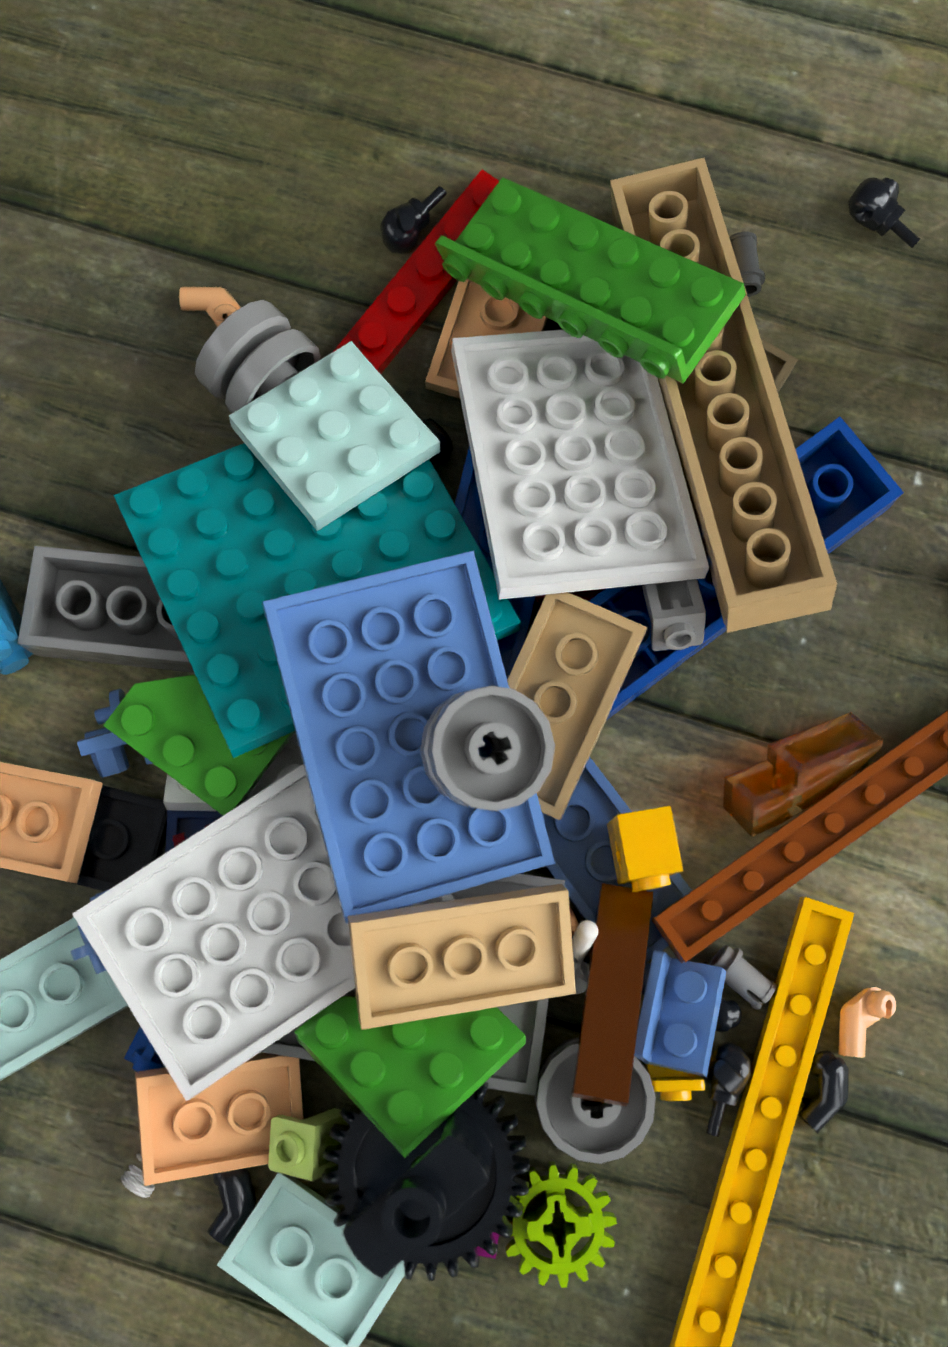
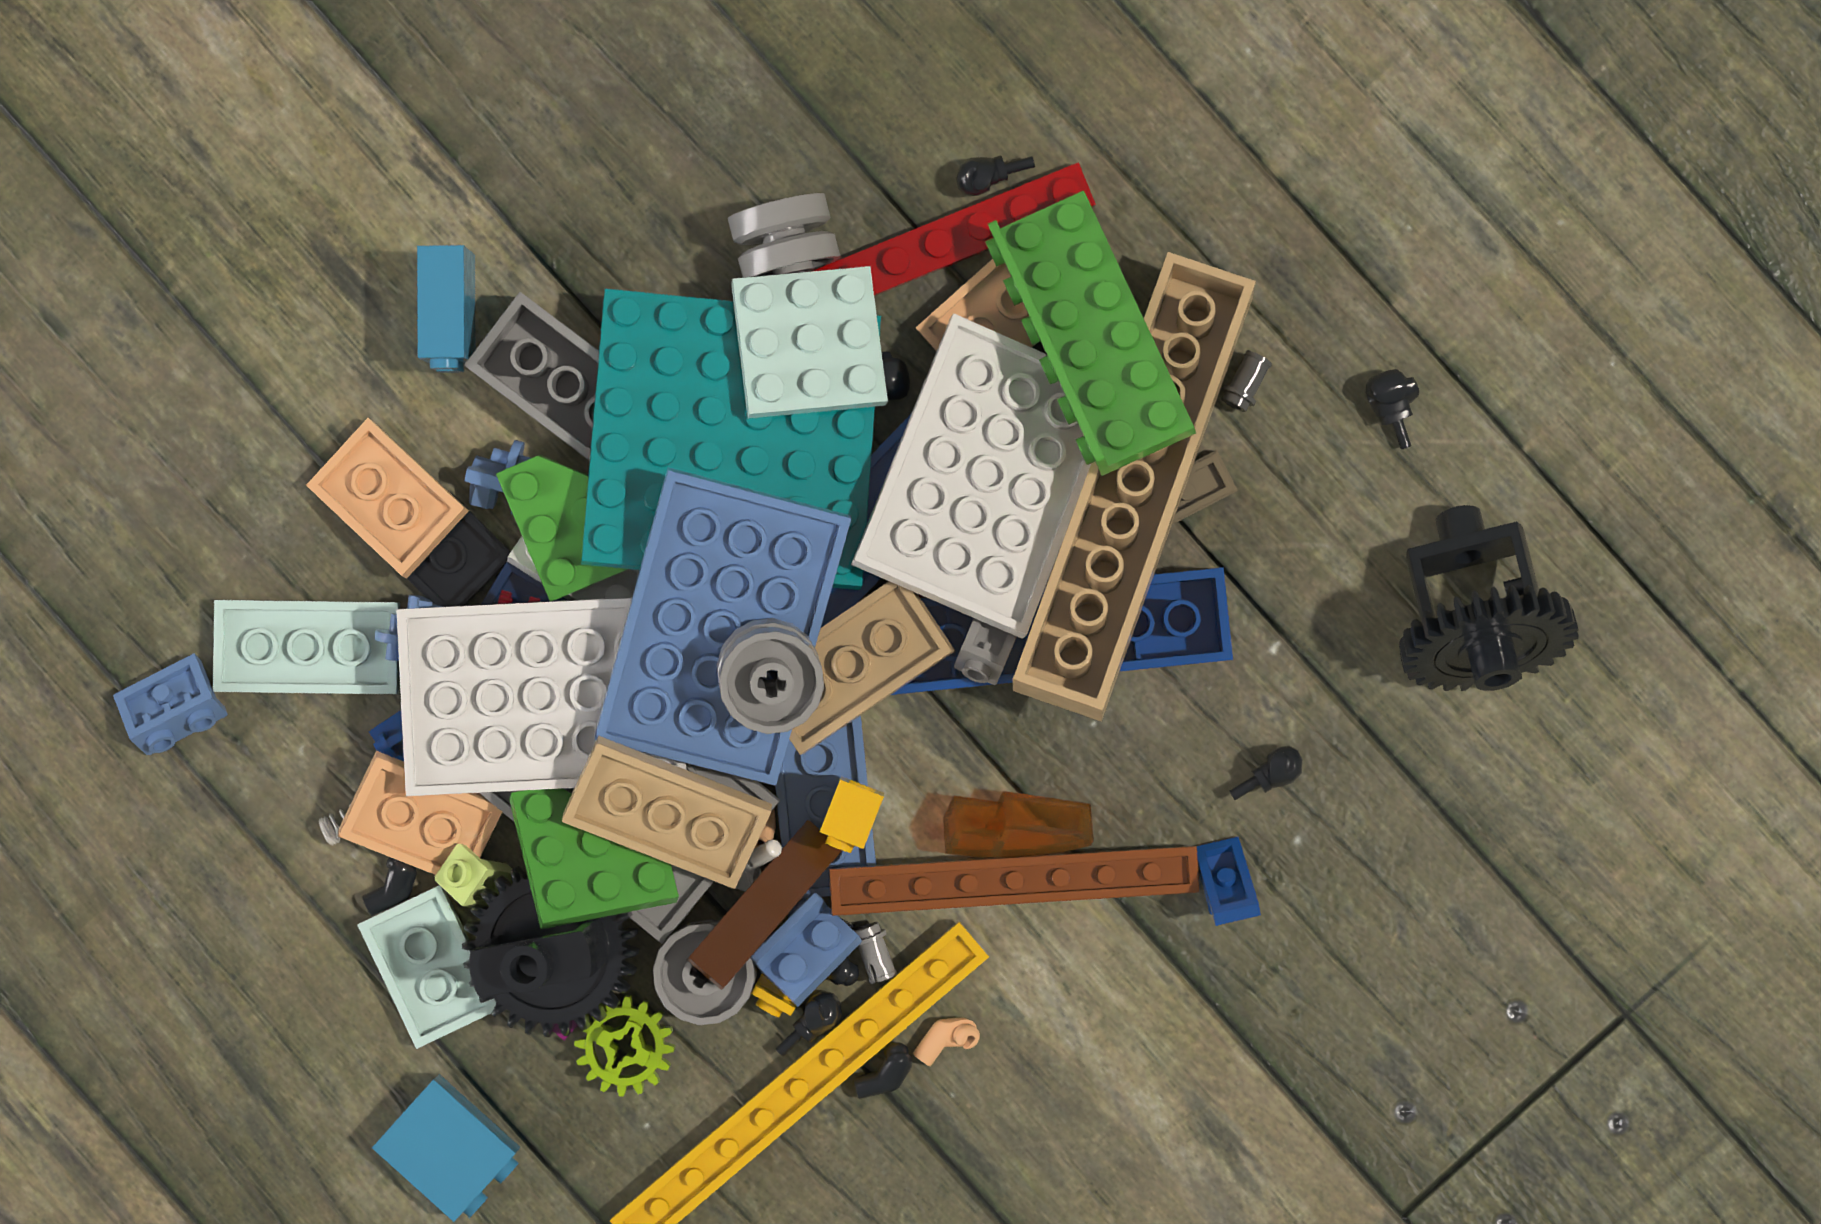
camera: 30 degrees right, 10 degrees up
(213, 300) = (785, 150): light nougat arm -> none

